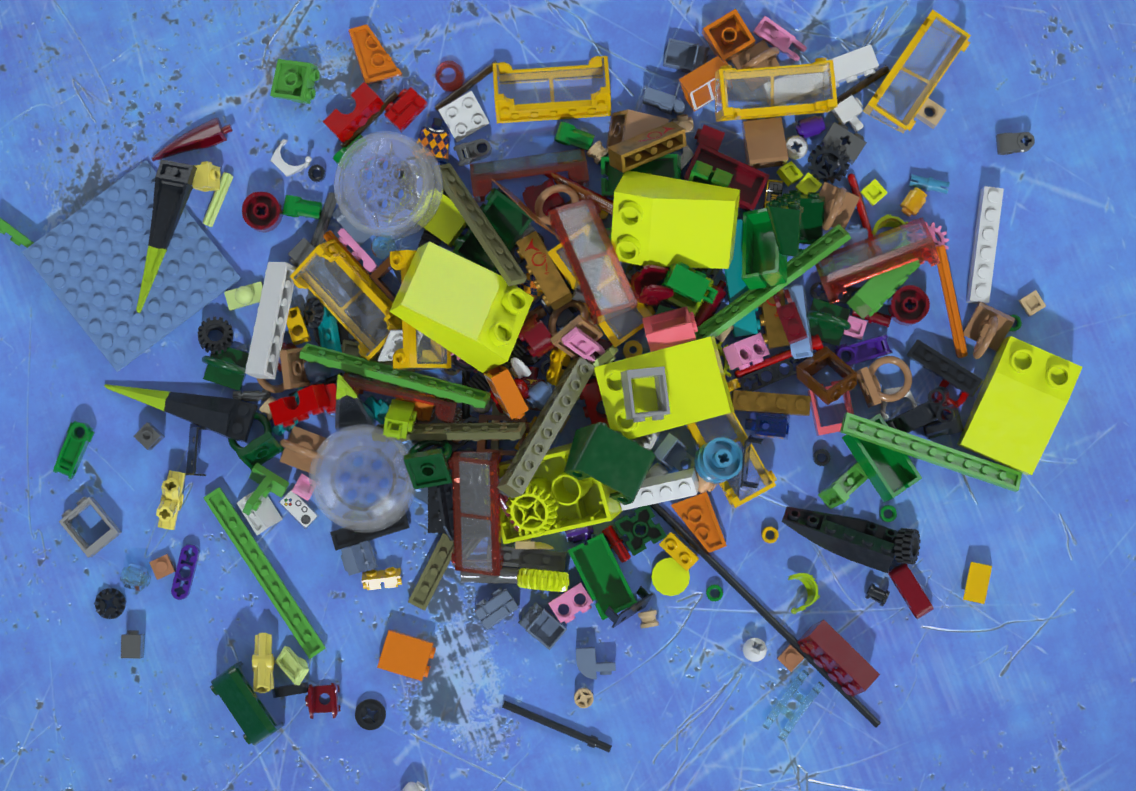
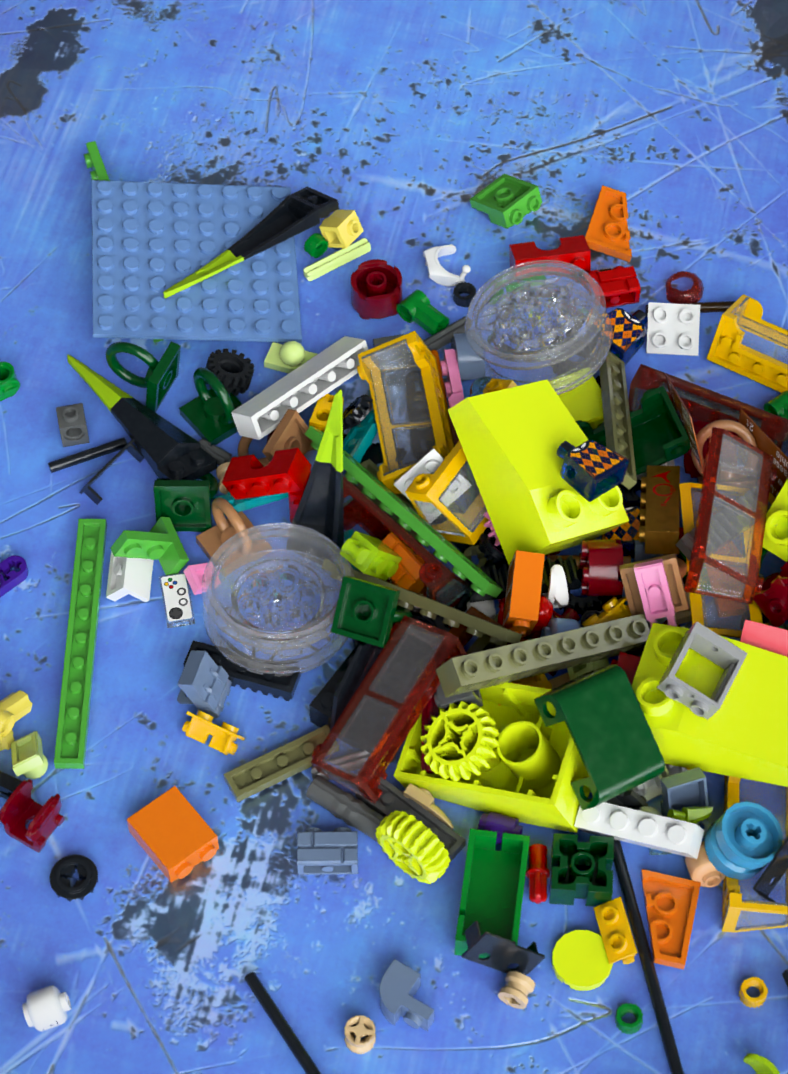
camera: 35 degrees right, 30 degrees down
(171, 448) = (87, 455): none -> black bar
(171, 500) = (42, 500): light yellow piece -> none
(174, 370) = (159, 375): none -> dark green tile
(198, 199) = (316, 245): none -> green axle
(201, 137) = (364, 197): dark red piece -> none
(471, 151) = (664, 361): dark grey piece -> none
(499, 296) = (591, 468): none -> torso
(542, 625) = (371, 912): sand blue piece -> none
(568, 599) = (428, 897): bright pink brick -> none
(679, 460) = (691, 814): none -> lime bar

